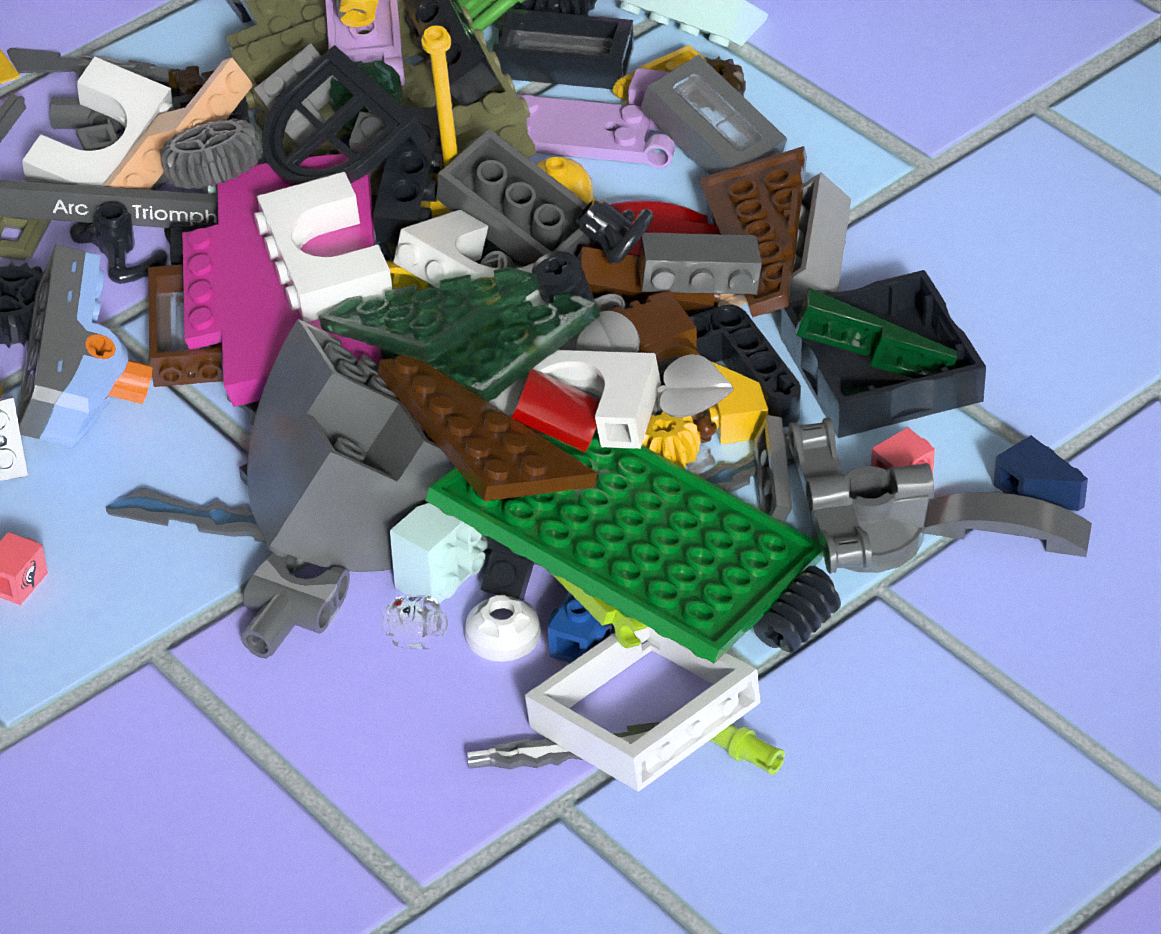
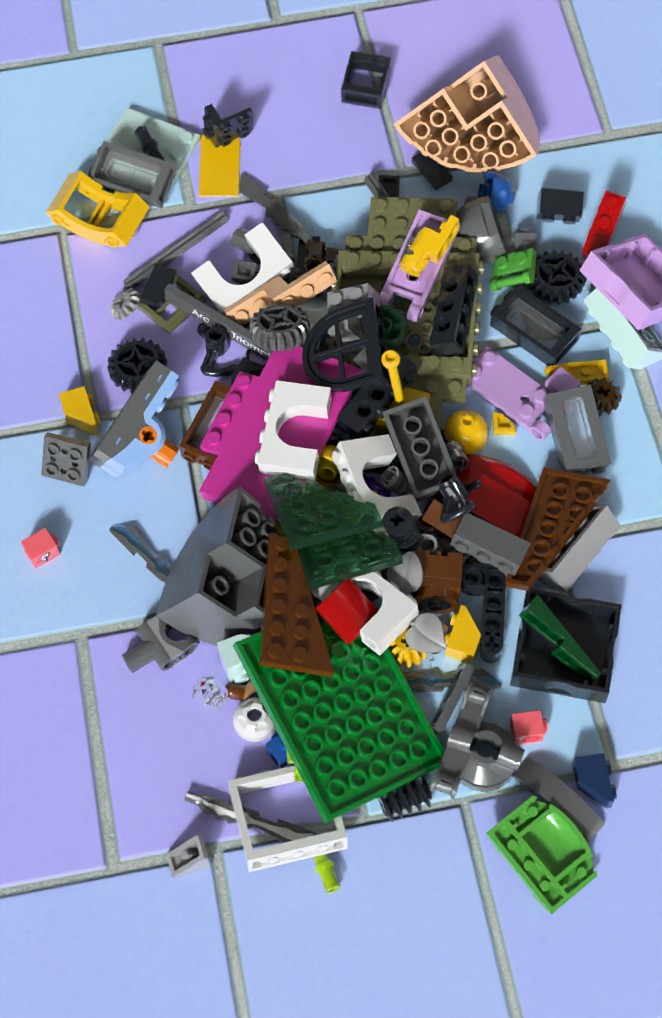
camera: 30 degrees right, 20 degrees up
(459, 604) = (240, 692): none -> reddish brown arm
(534, 819) = (188, 857): none -> light grey slope
(602, 170) = (502, 425): none -> yellow tile
(1038, 582) = (544, 852): none -> bright green slope

